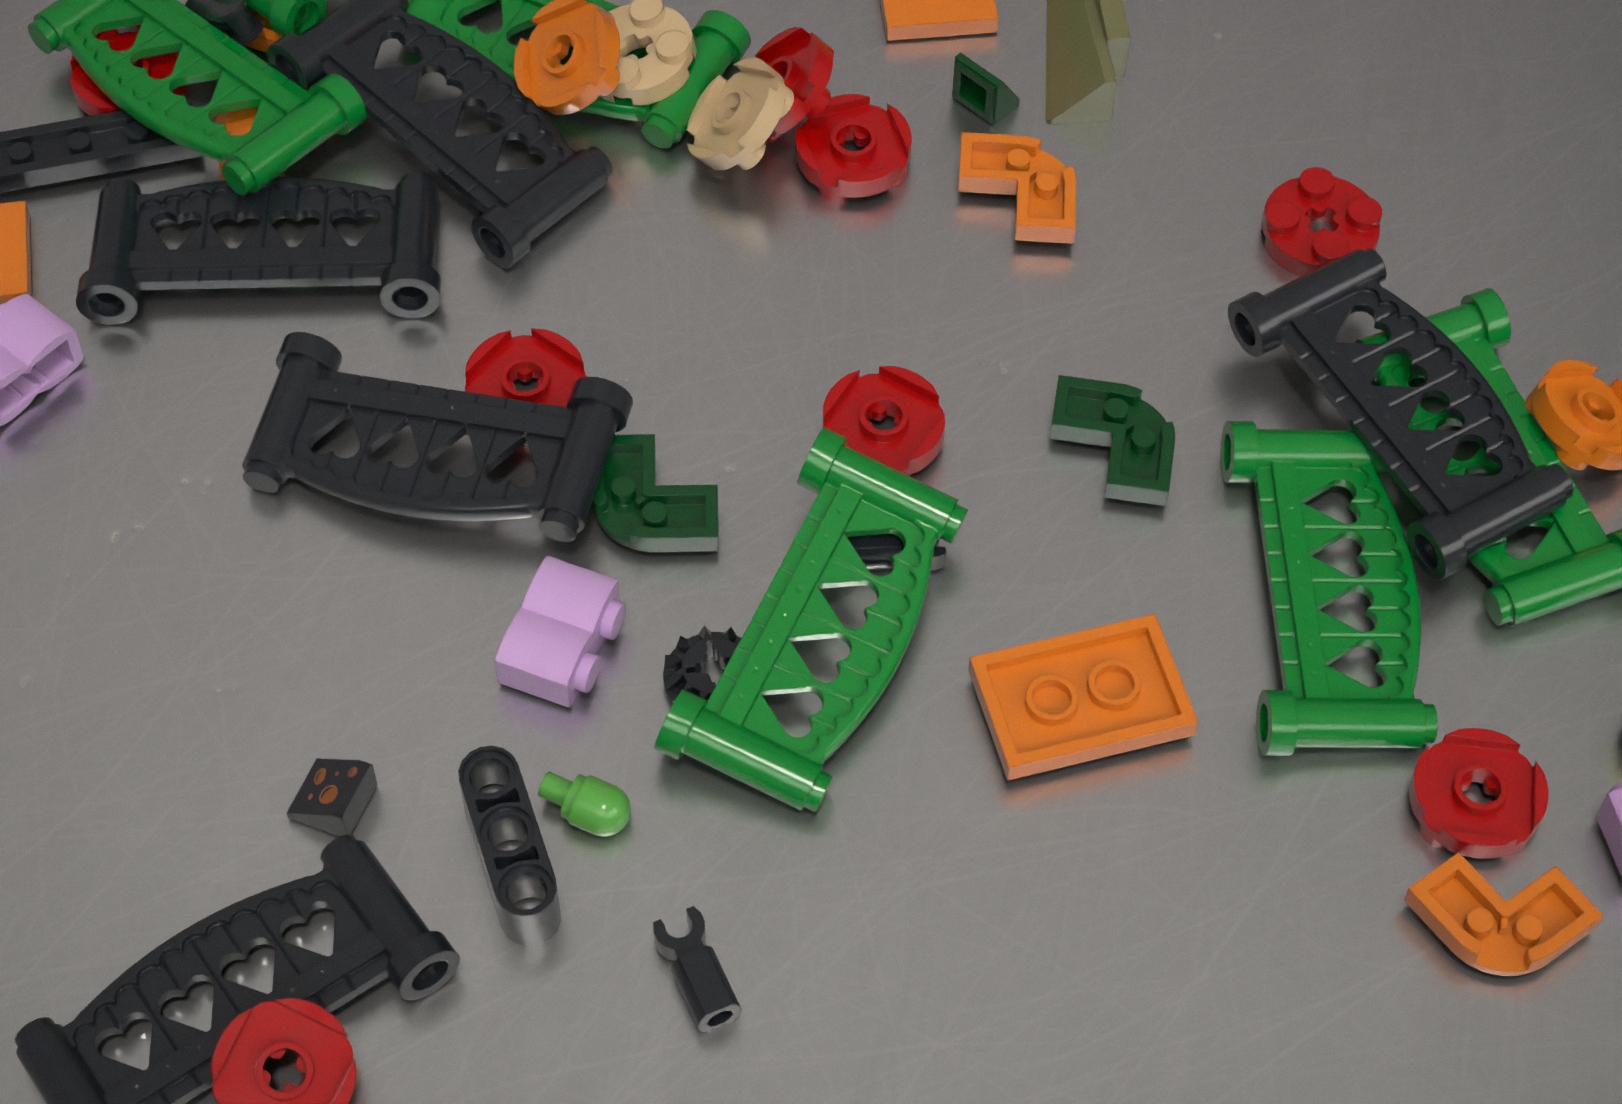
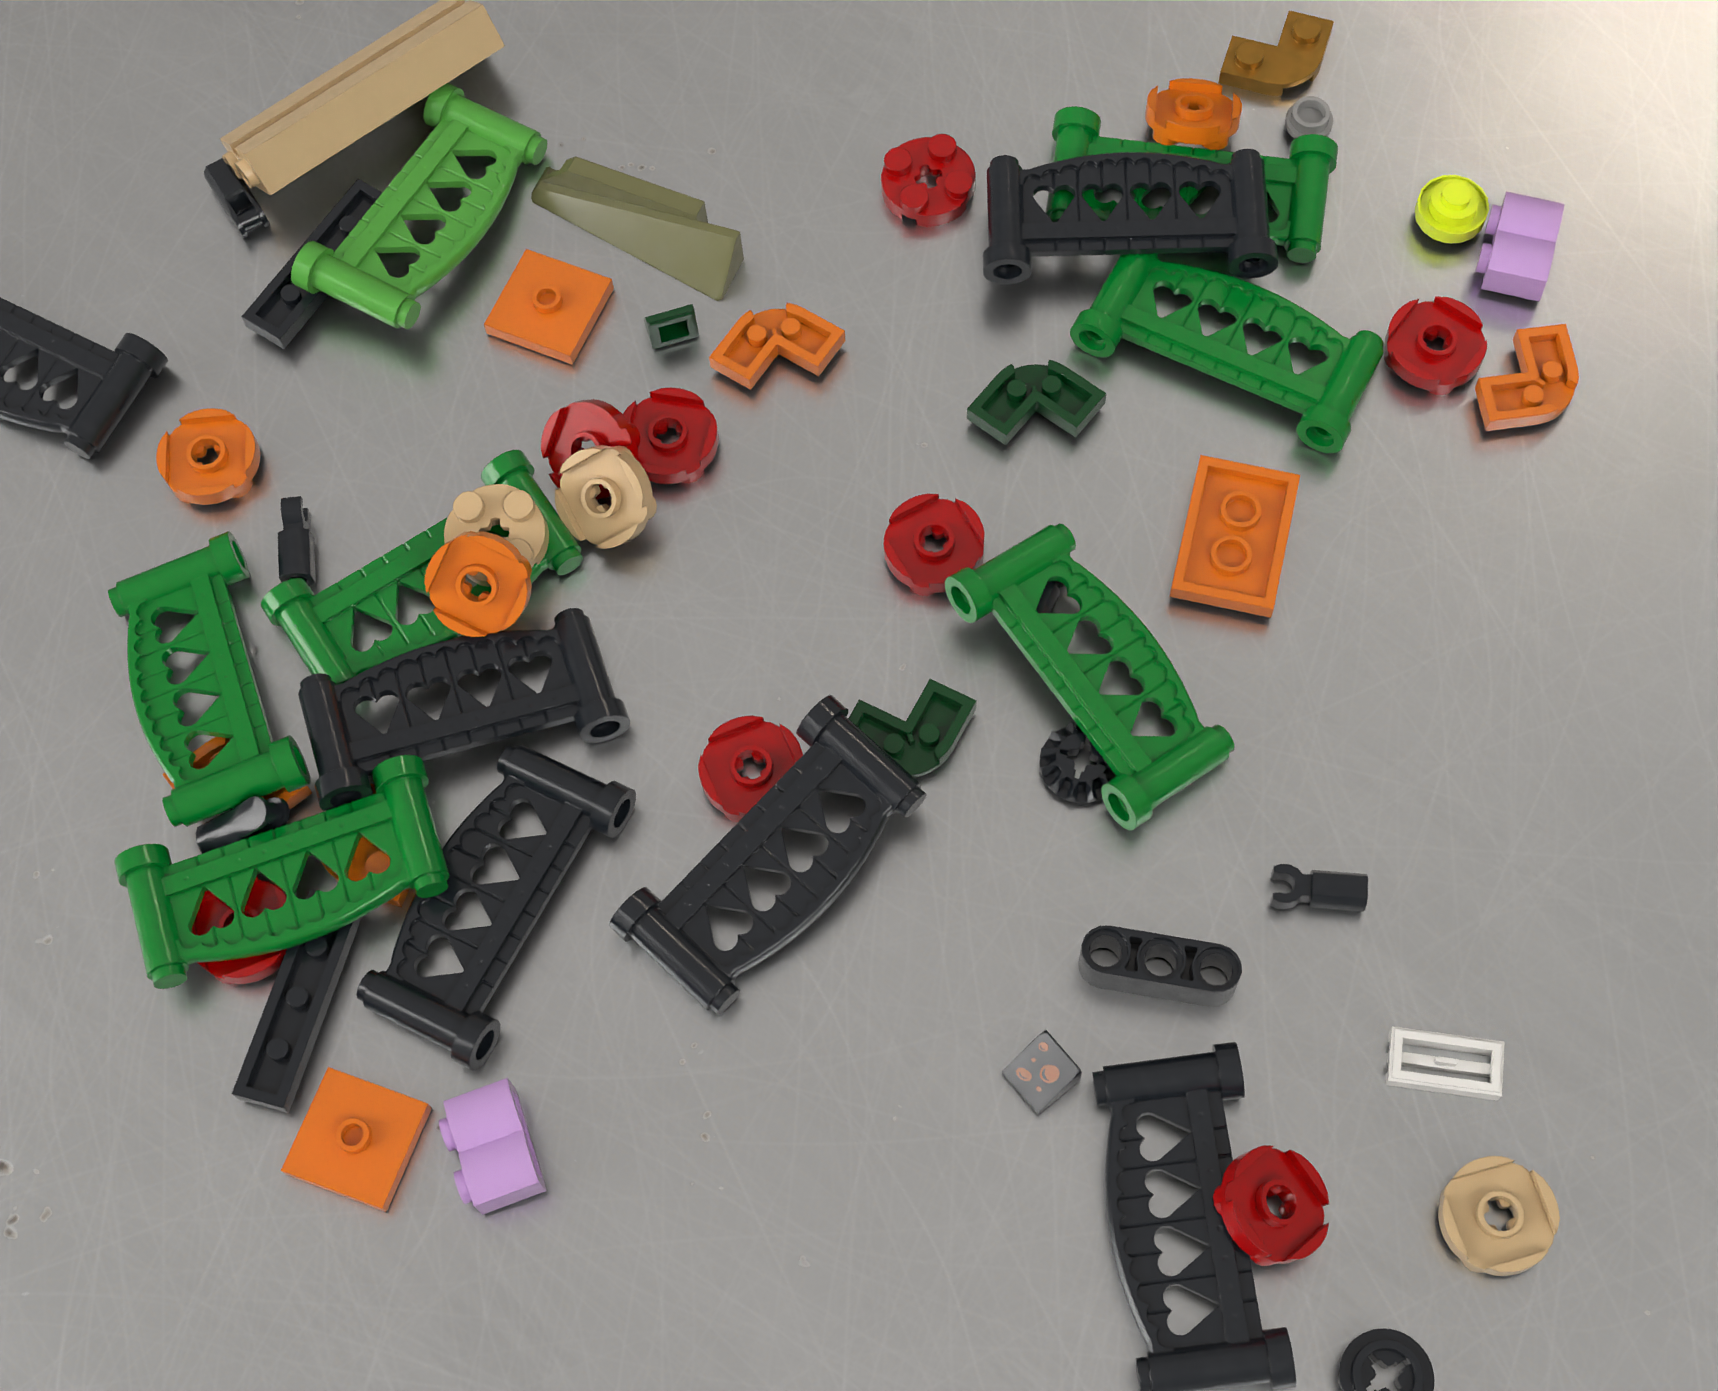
camera: 55 degrees left, 10 degrees up
(559, 631) = (995, 847): lavender brick -> none
(588, 803) = (1146, 897): bright green cylinder -> none

